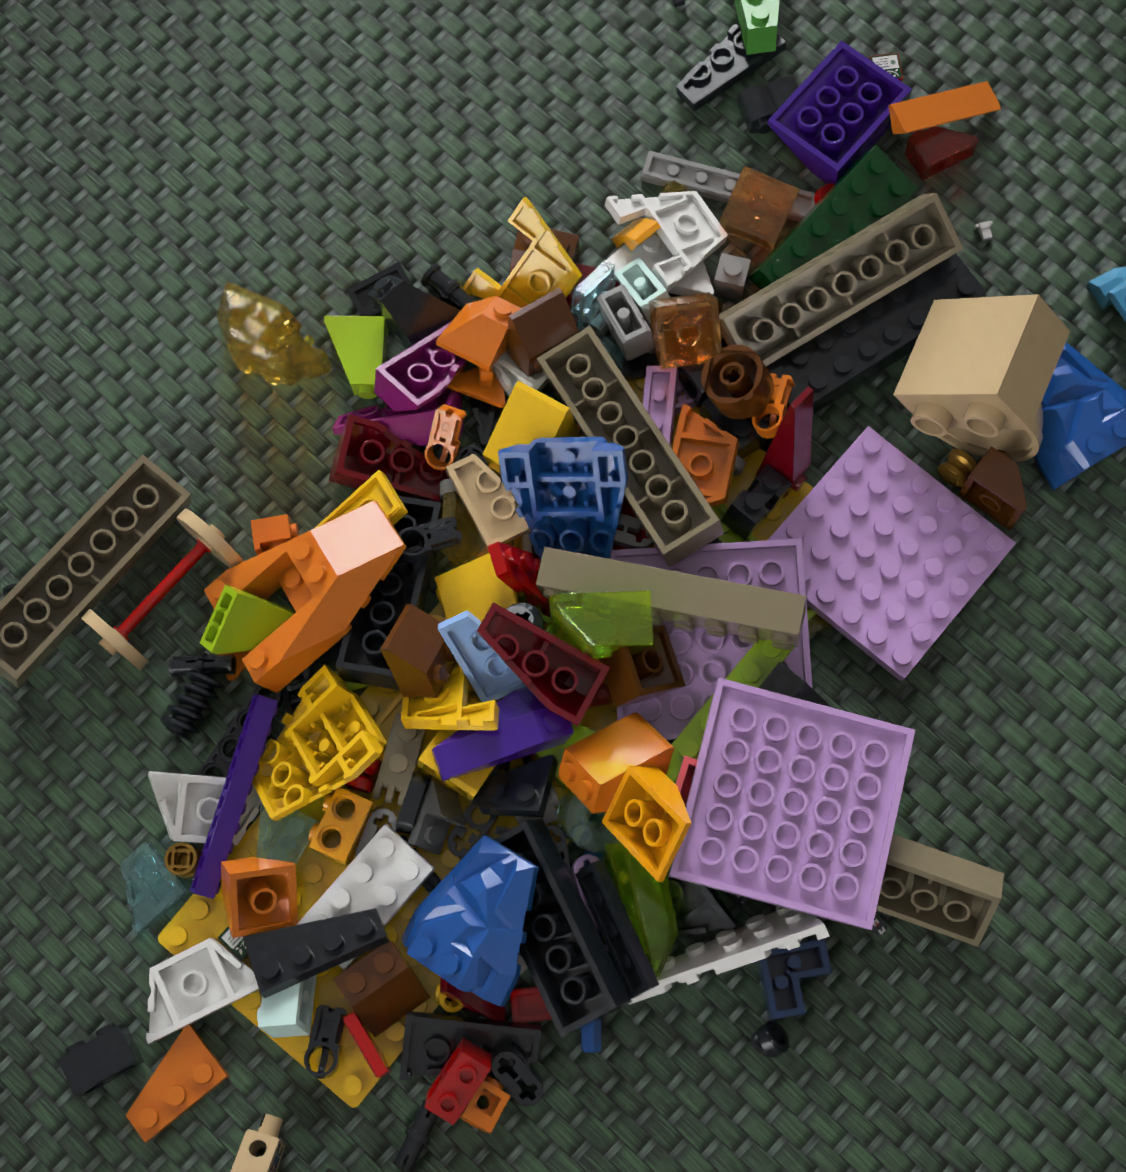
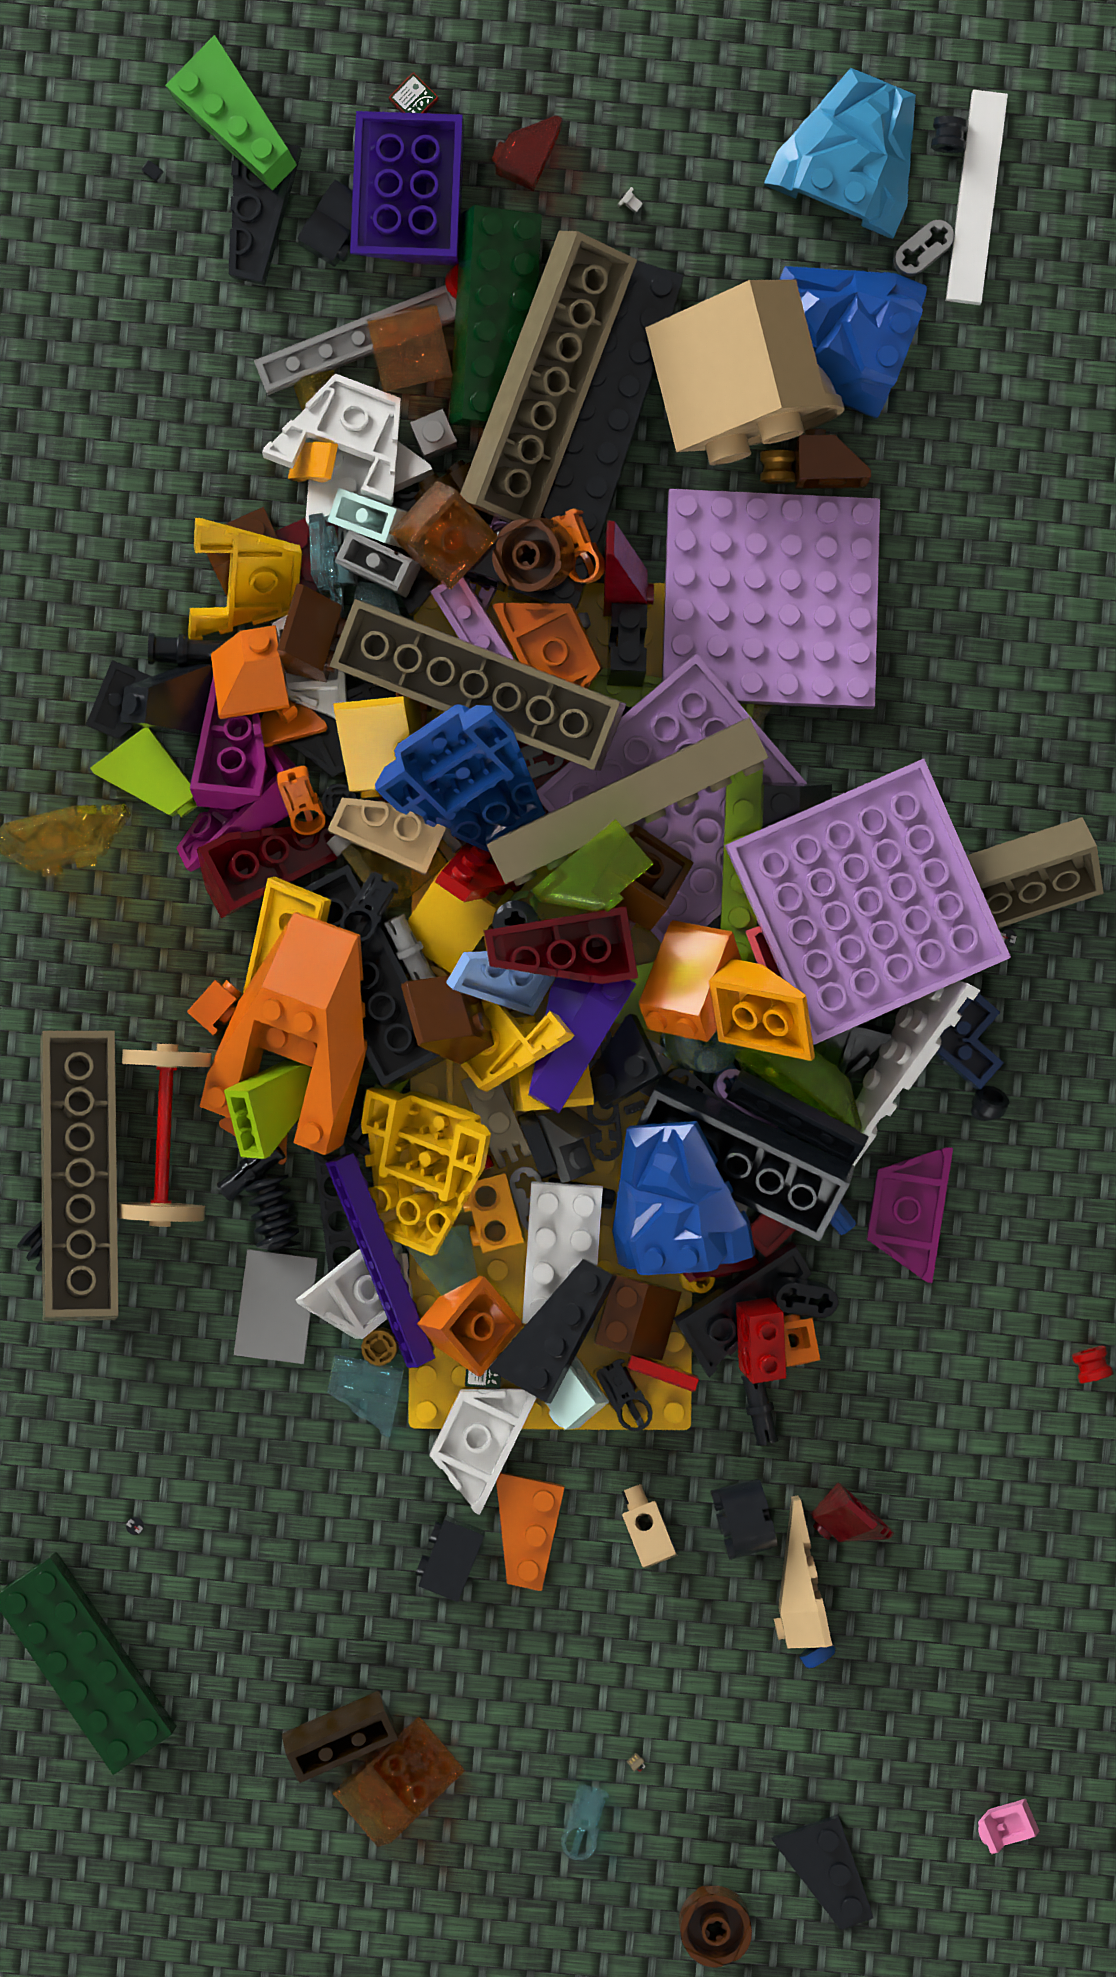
camera: 45 degrees left, 15 degrees up
(123, 781) = (269, 1317): none -> light grey tile
(435, 587) = (408, 948): none -> light grey pin
(648, 1074) = (910, 1210): none -> magenta wing
(942, 108) = (504, 108): orange slope -> none

